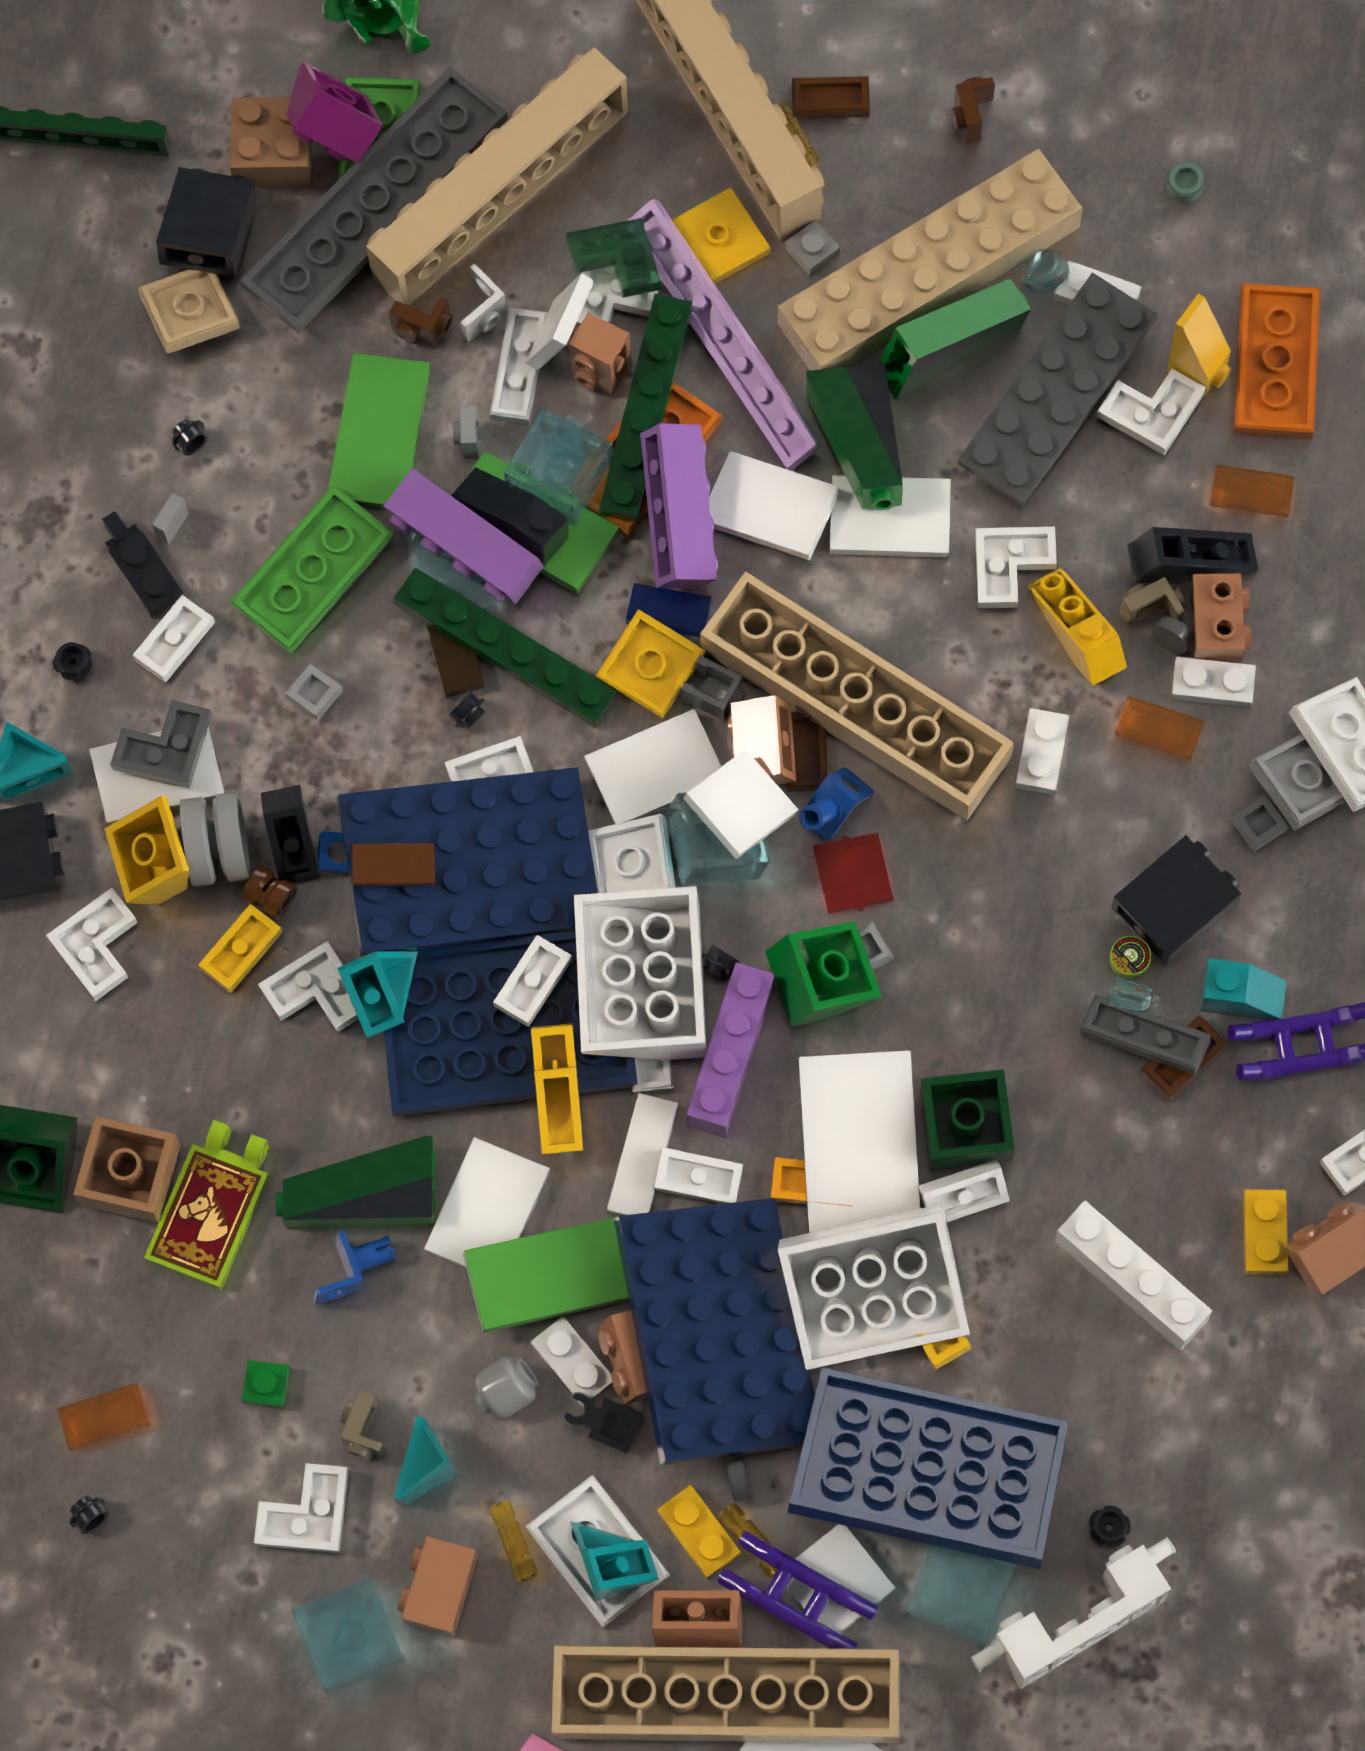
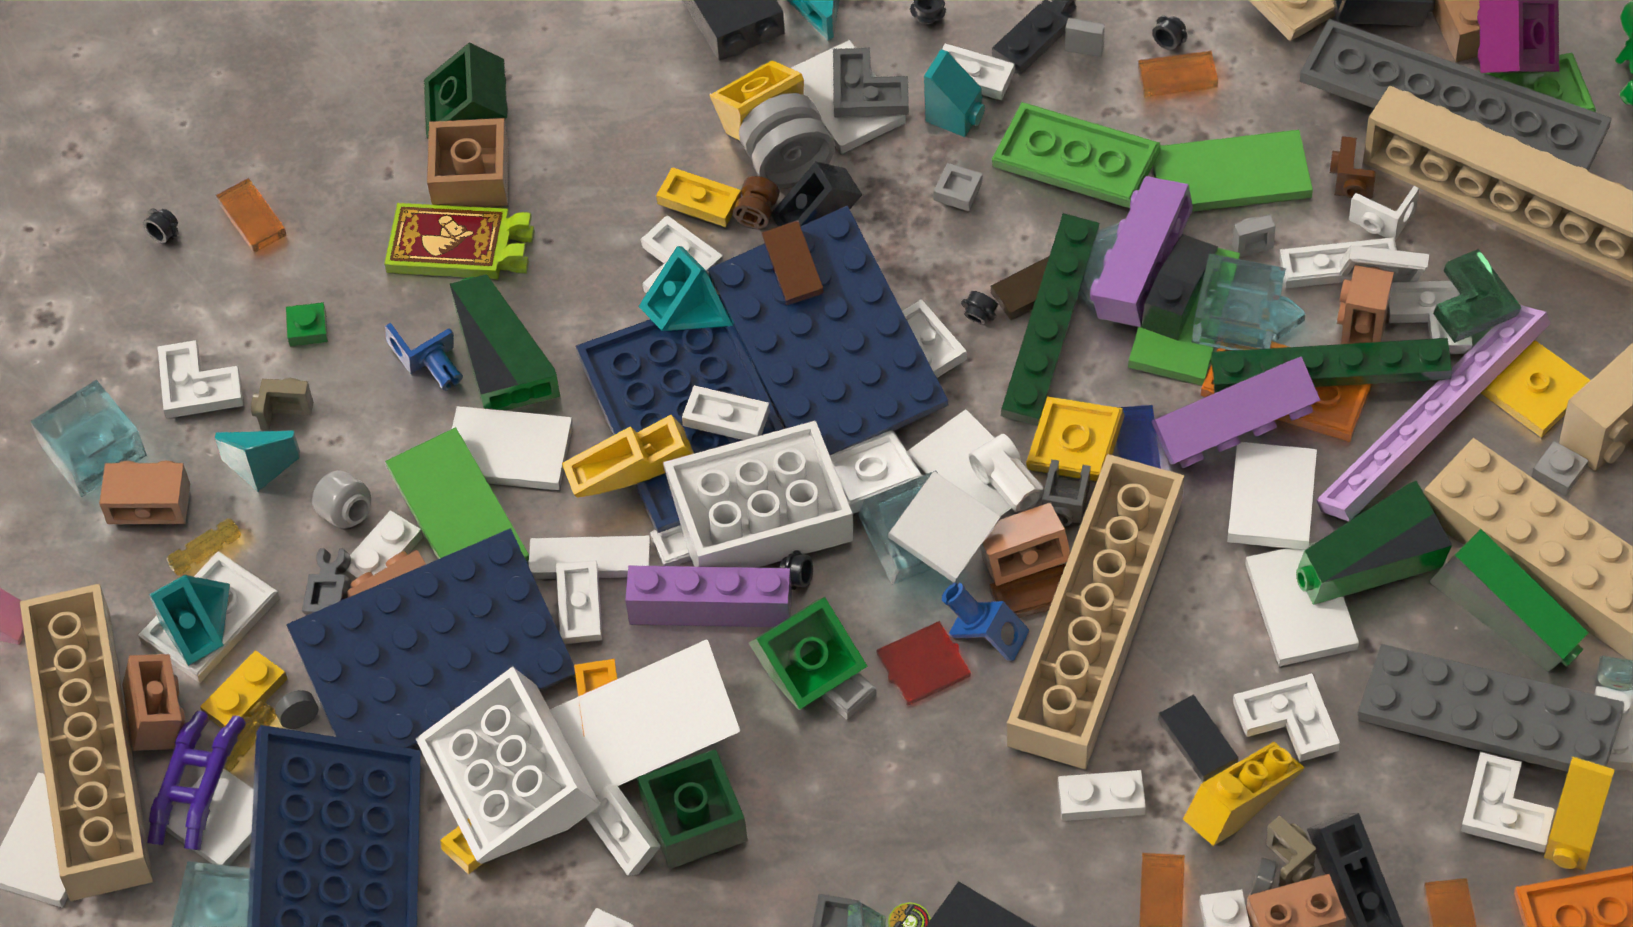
camera: 75 degrees right, 15 degrees down
(84, 940) = (667, 84): white plate -> none
(209, 665) = (951, 96): none -> teal slope
(241, 445) = (1177, 73): none -> clear orange tile
(668, 739) = (1001, 465): none -> white piece
(1007, 649) = (1198, 738): none -> black tile

